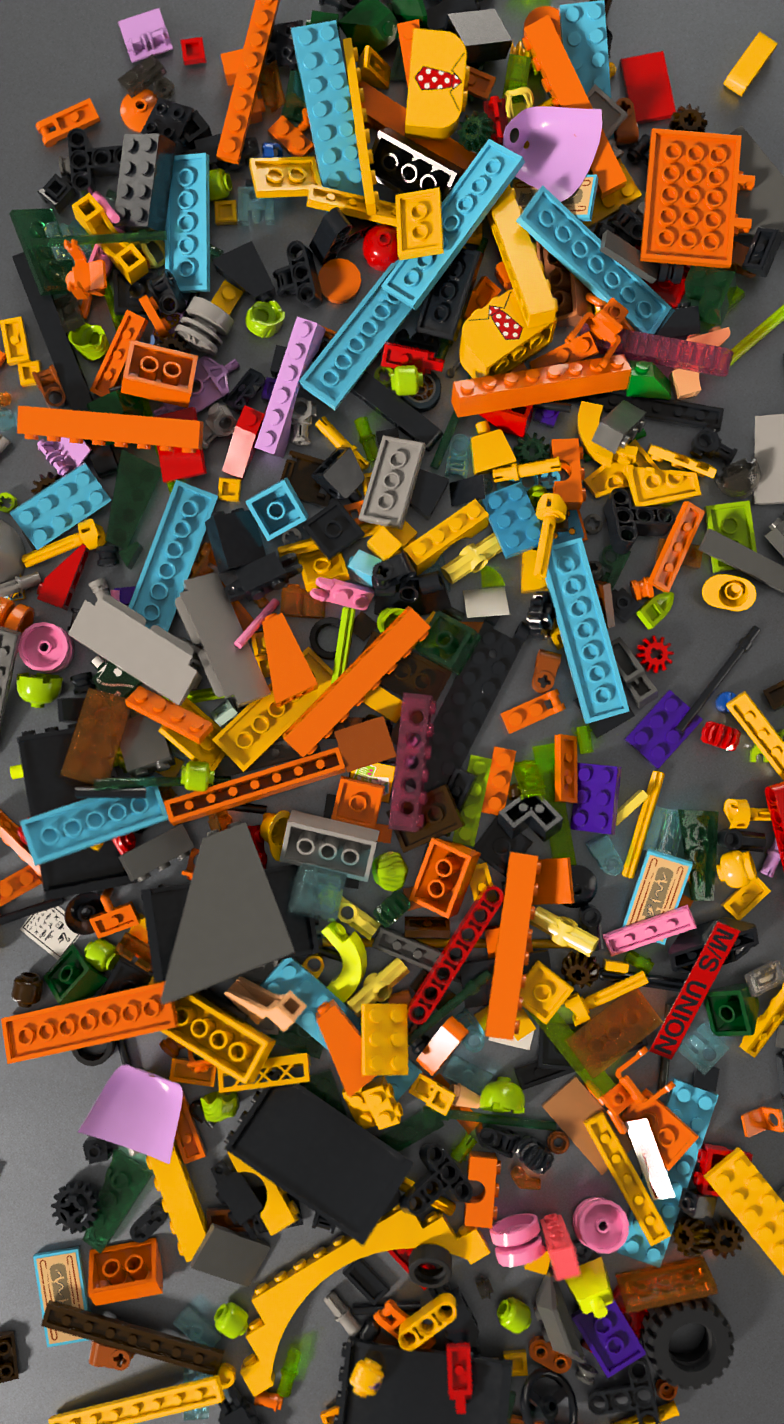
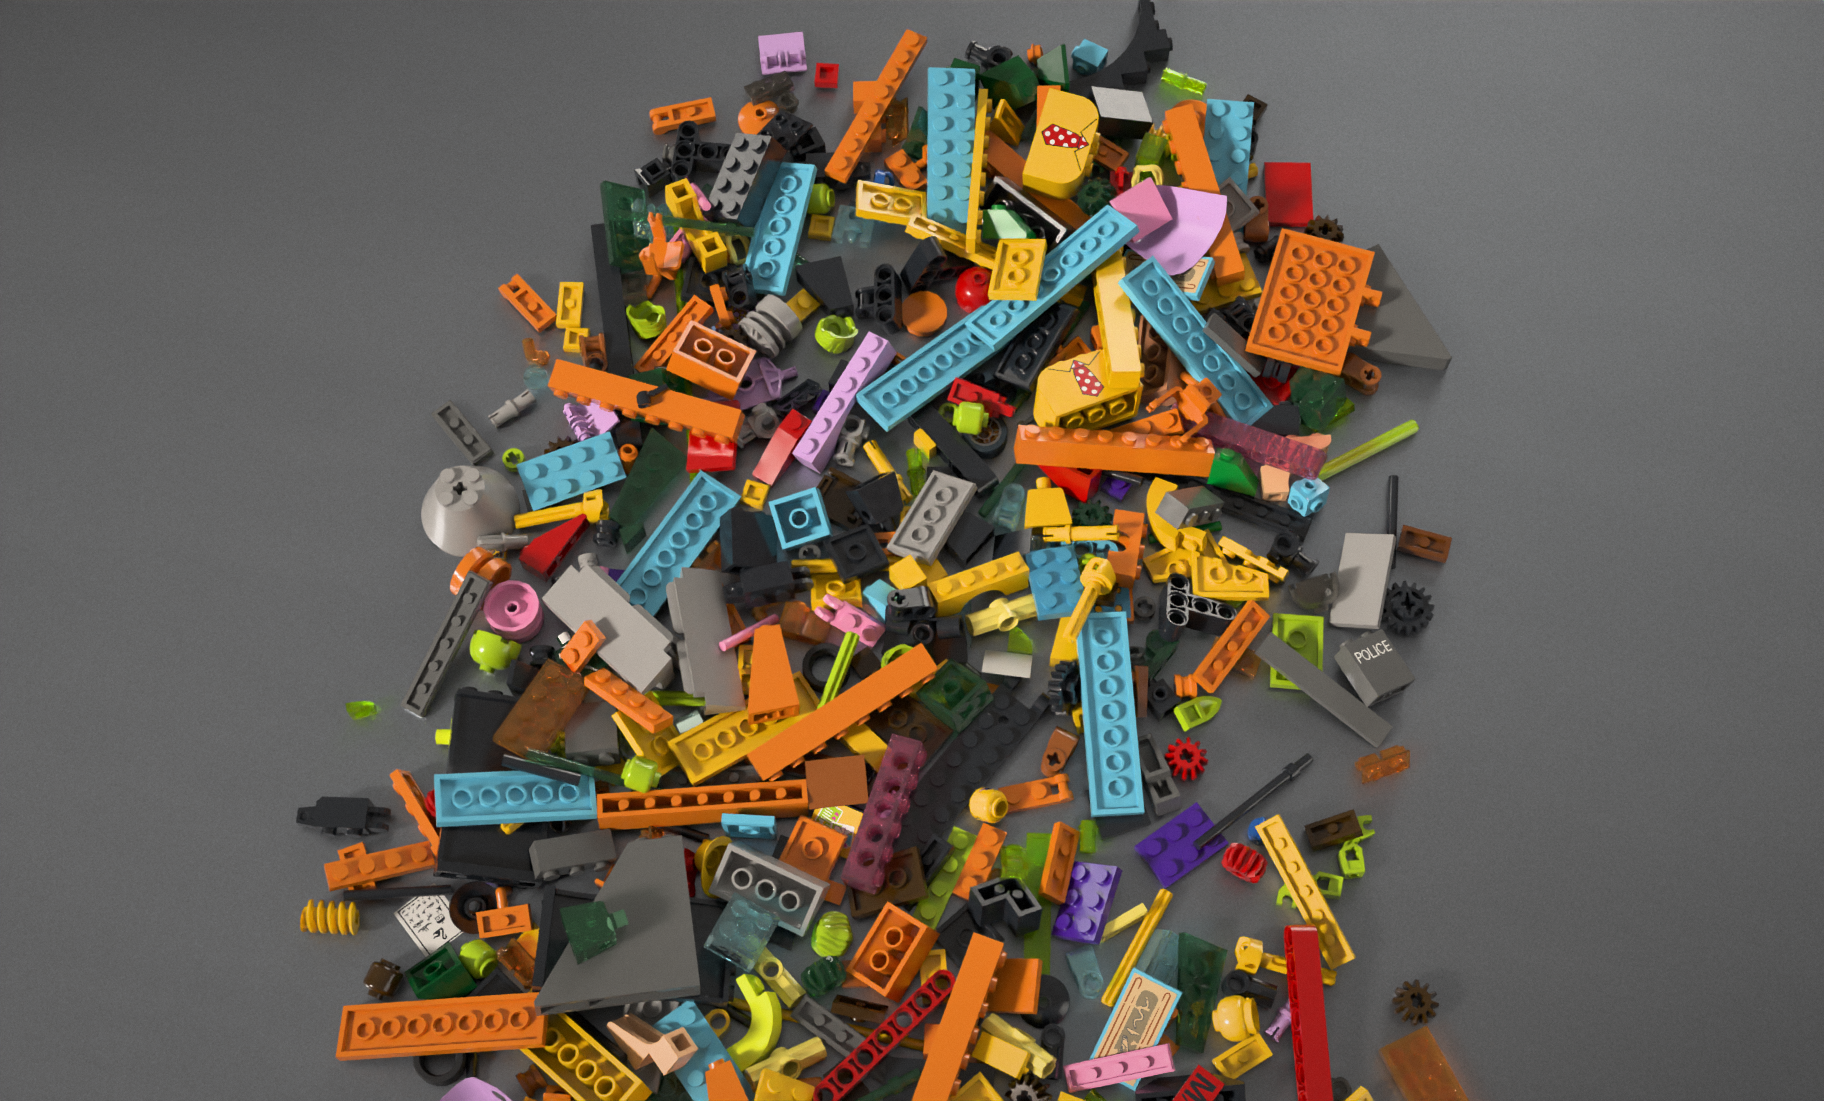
camera: 15 degrees right, 20 degrees down
(107, 479) = (627, 454): none -> orange pin
(108, 428) = (643, 397): none -> black hand
(116, 672) = (582, 646): none -> orange plate
(125, 843) = (539, 830): red plate -> none
(191, 928) = (591, 928): none -> clear green torso
(282, 47) = (916, 87): black hinge -> none
(299, 796) = (749, 826): none -> medium azure tile
(369, 410) = (925, 443): none -> yellow tile
(397, 179) = (1005, 224): none -> slope
(496, 731) = (988, 805): none -> yellow head
(521, 134) = (1143, 207): none -> bright pink tile
(553, 945) = (1001, 1055): none -> yellow tile
(717, 390) = (1308, 496): none -> medium azure brick
(729, 592) = (1281, 707): yellow piece -> none
(750, 63) = (1400, 191): yellow beam -> none
(762, 251) = (1380, 367): black slope -> none

